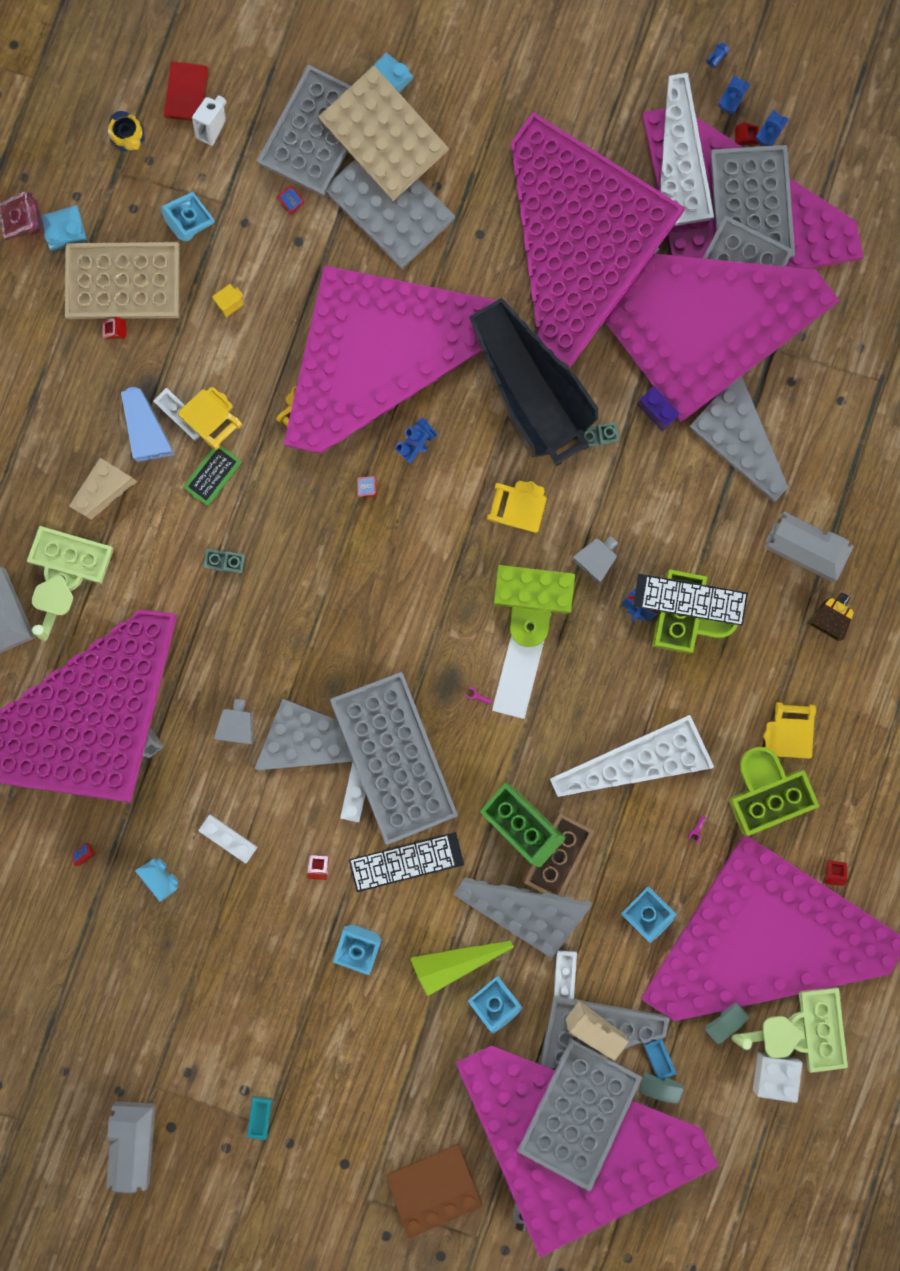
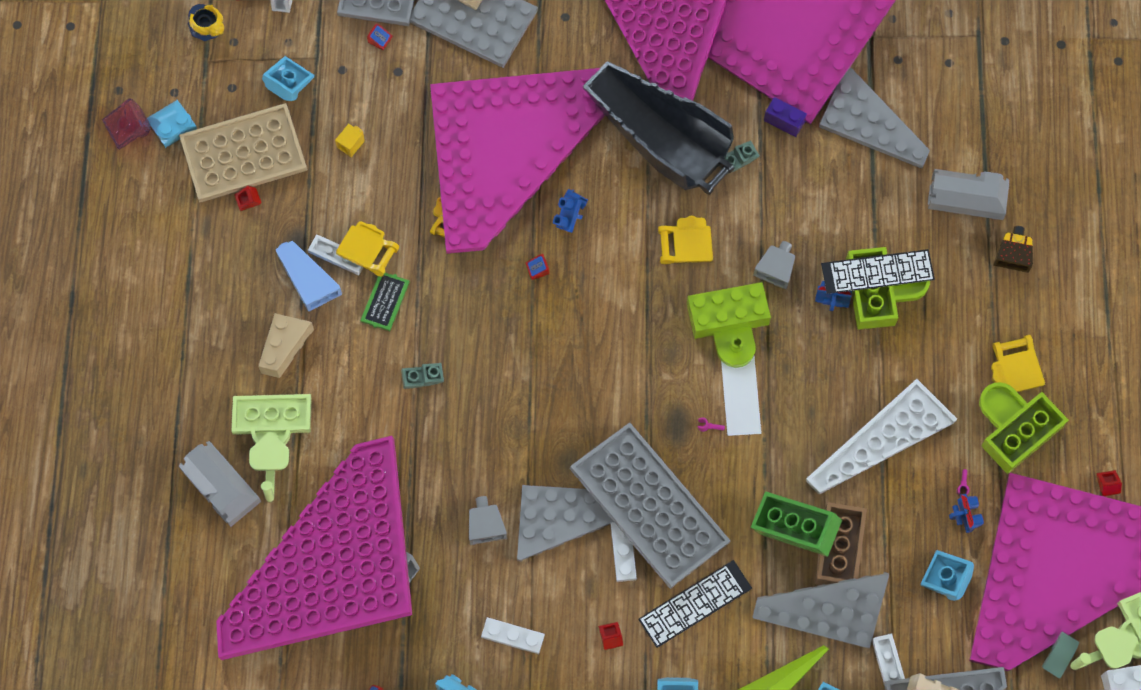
camera: 20 degrees left, 15 degrees down
(689, 869) = (965, 505): none -> blue hips

